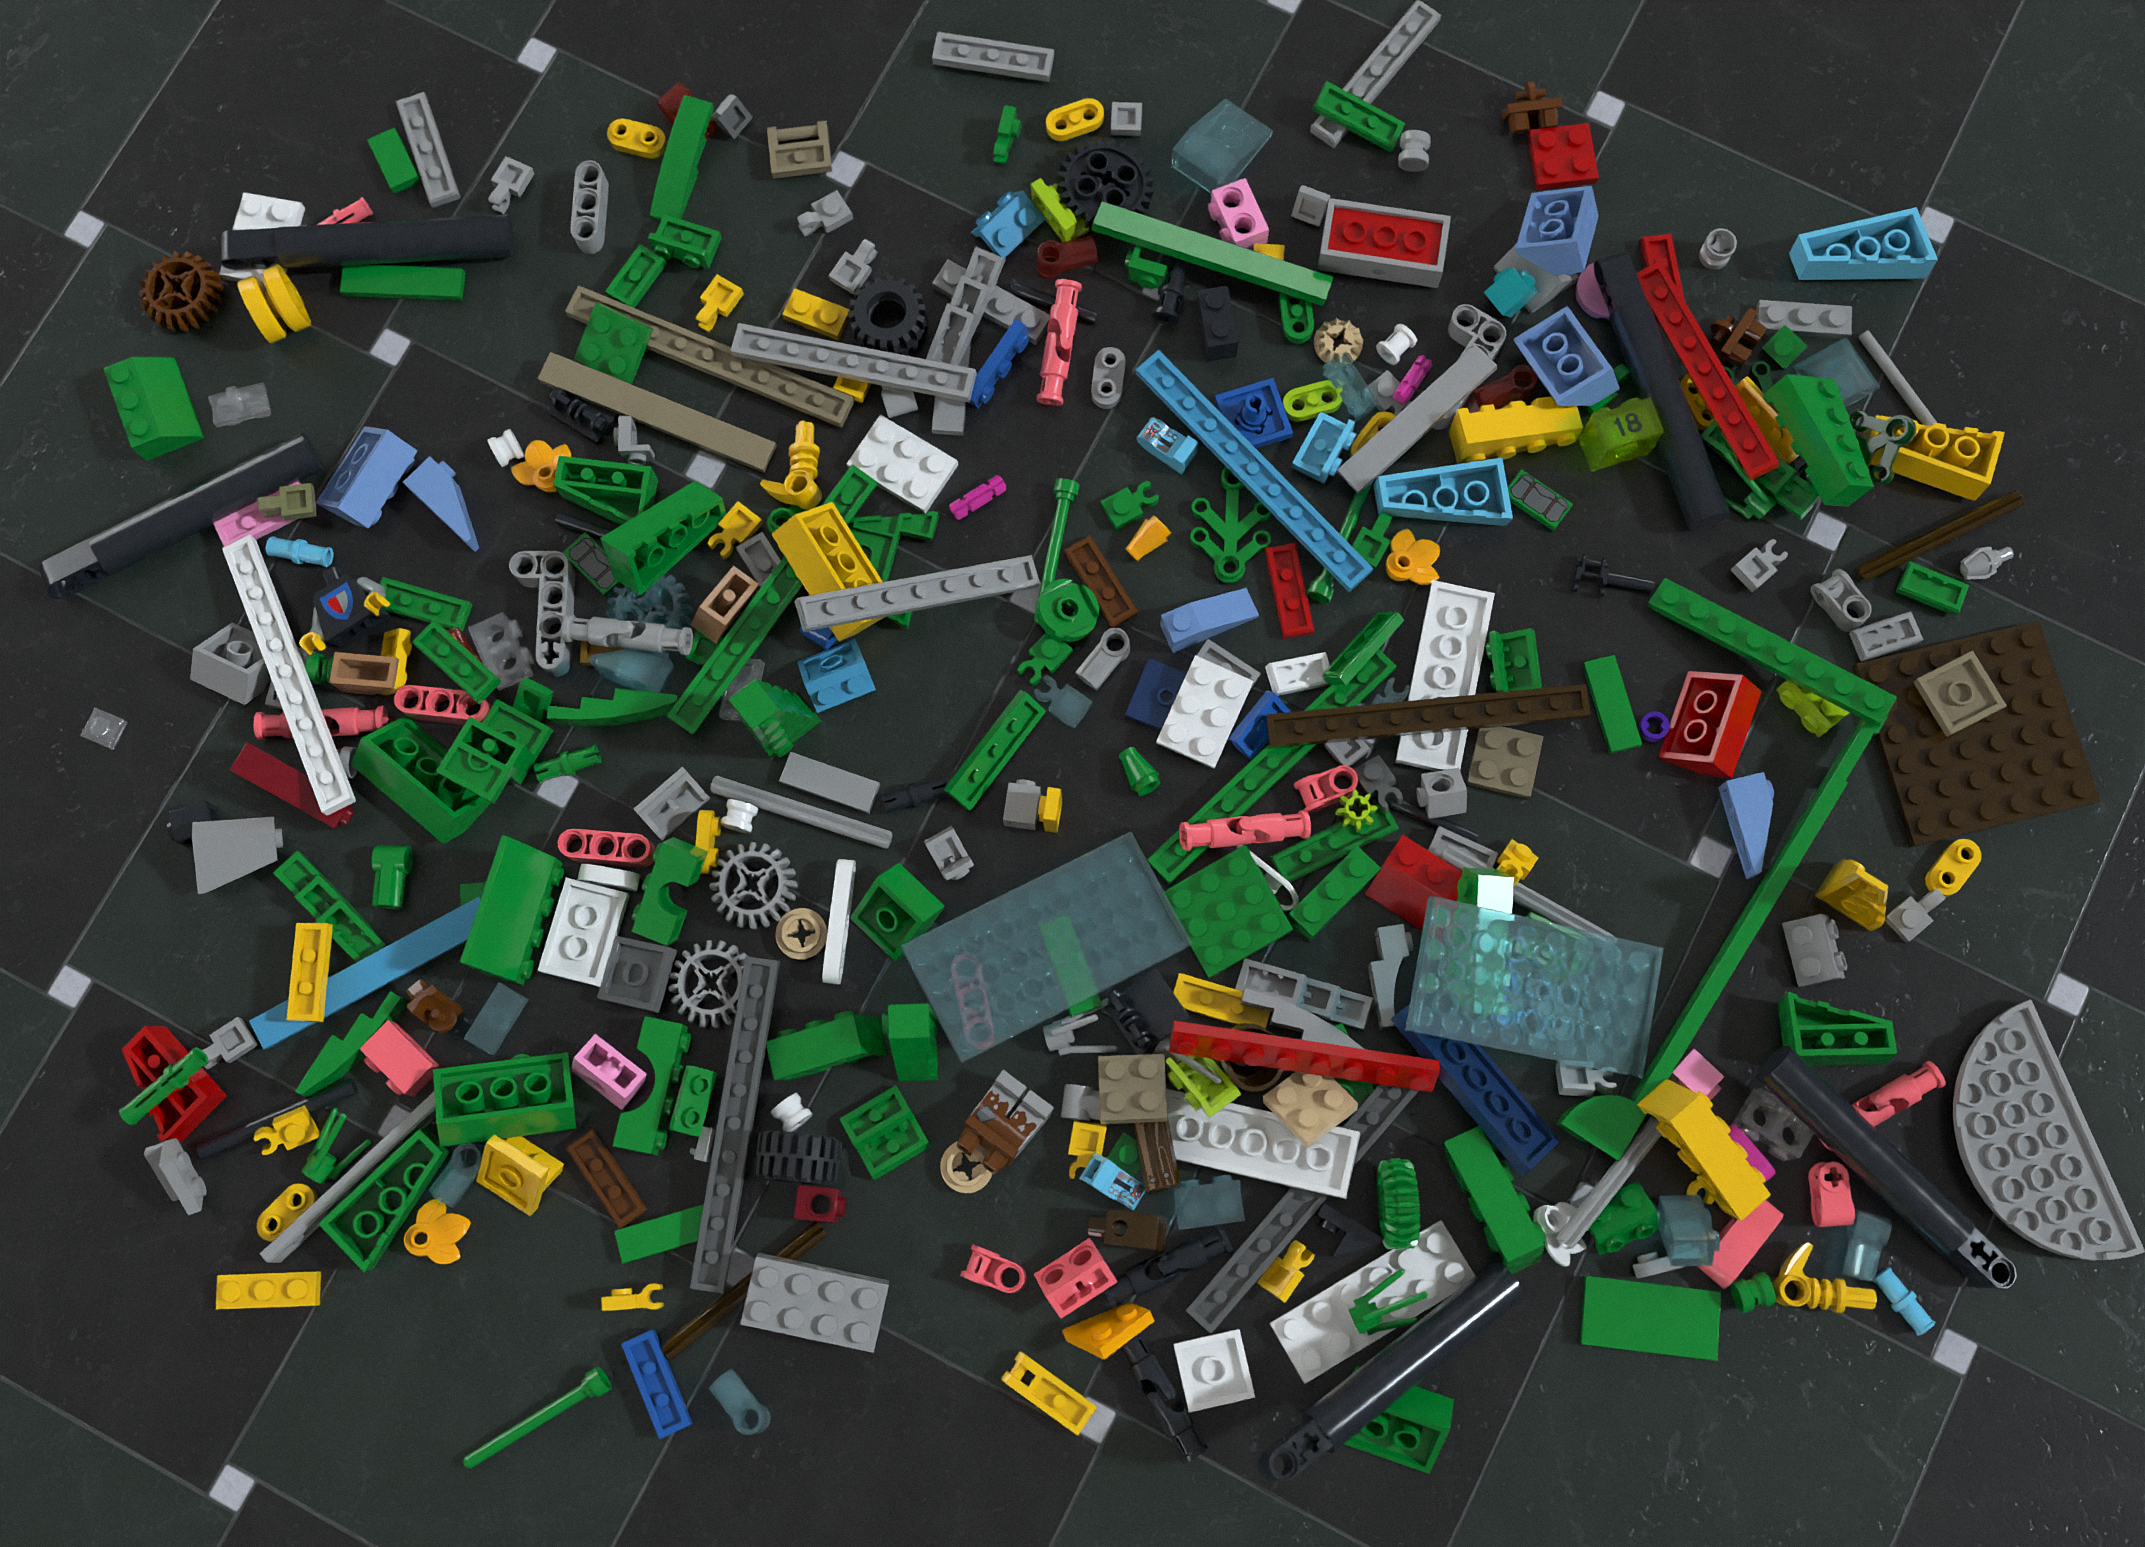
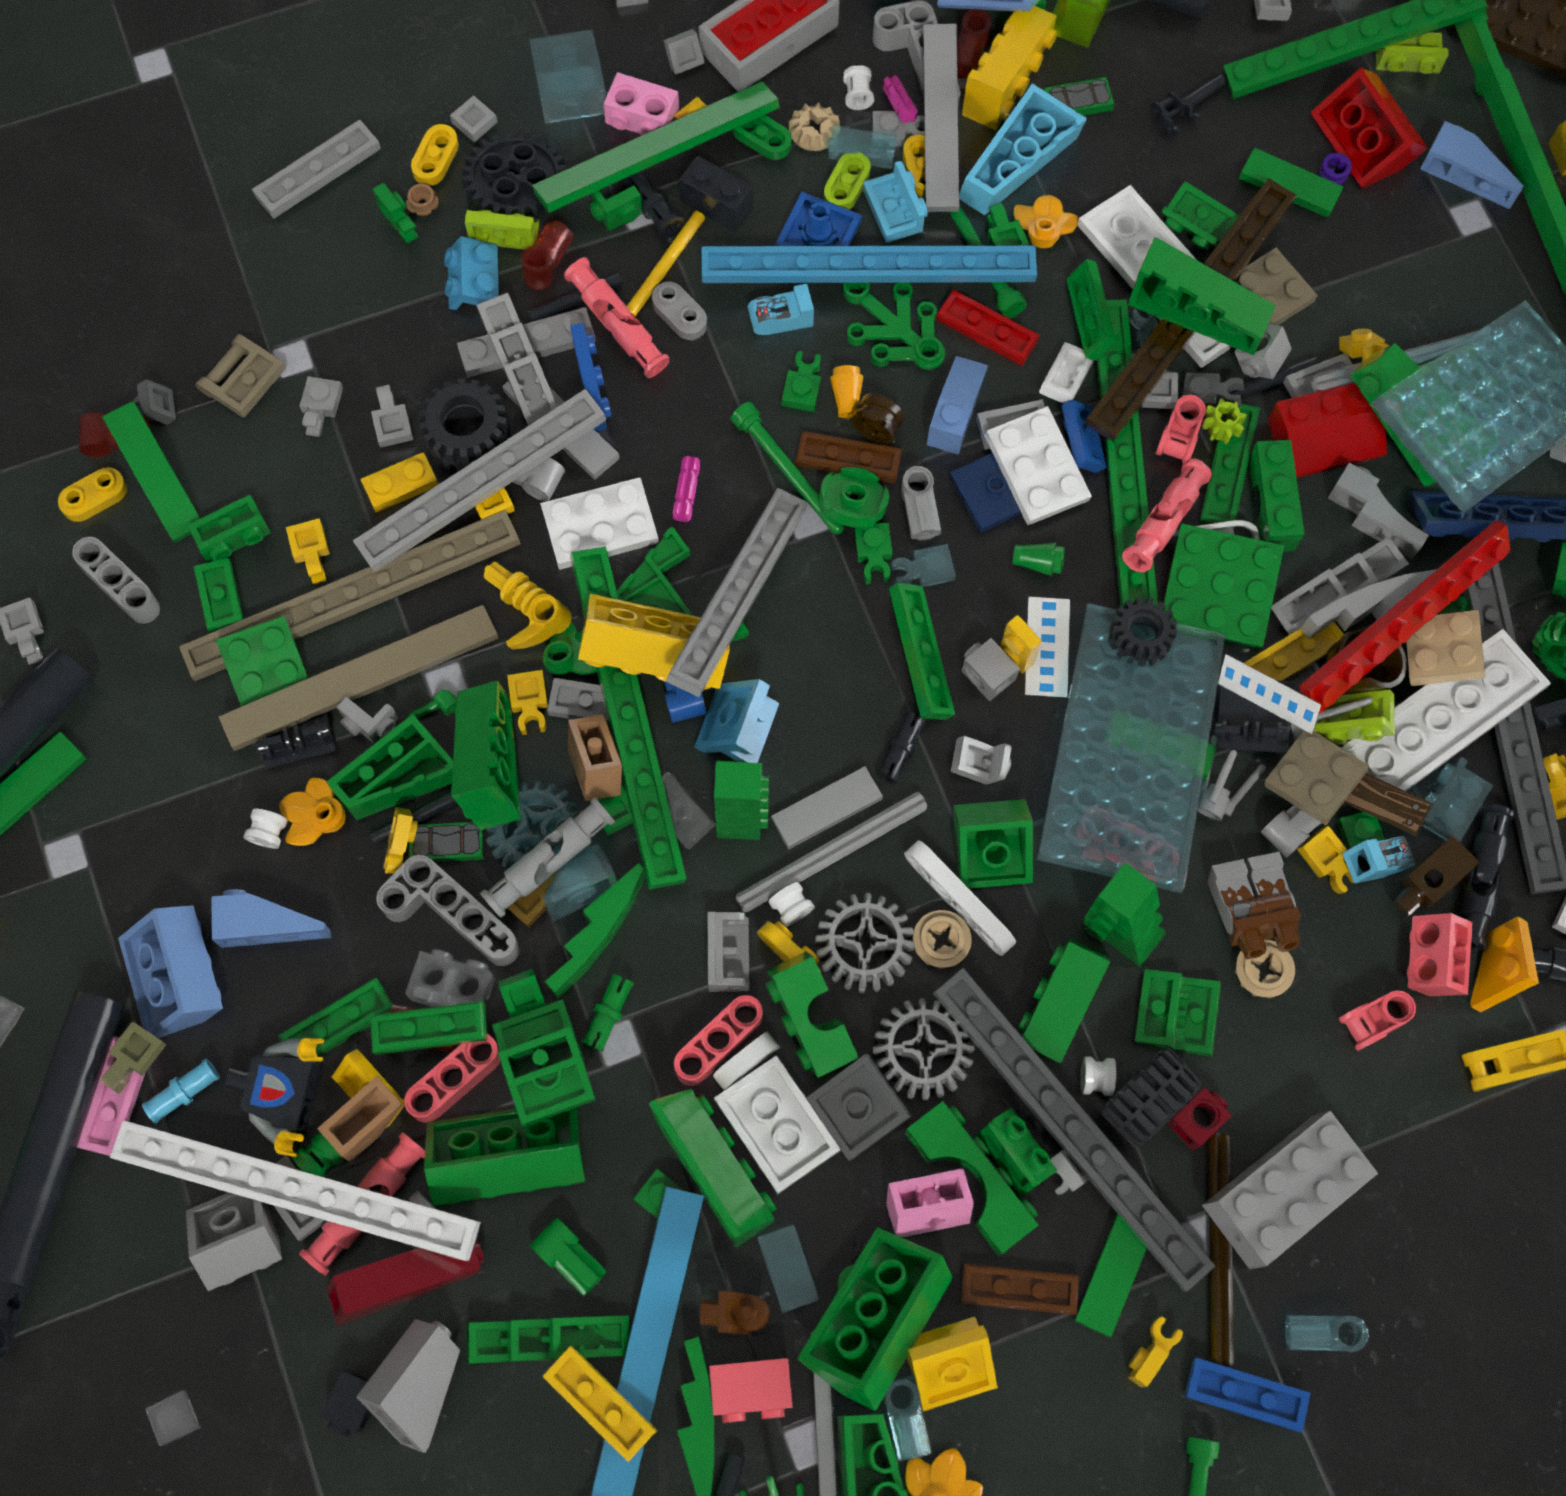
camera: 55 degrees left, 5 degrees down
(573, 532) = (402, 831): none -> yellow plate
(687, 475) = (443, 699): none -> green hand
(1033, 135) = (419, 193): none -> medium nougat plate
(1080, 831) = (1050, 623): none -> white sticker
(1135, 337) = (665, 262): none -> yellow bar
(1141, 576) = (878, 418): none -> dark brown wheel
(1142, 866) = (1147, 614): none -> black tyre
(1160, 1007) = (1269, 694): none -> white sticker
(1426, 715) = (1199, 298): none -> green wedge

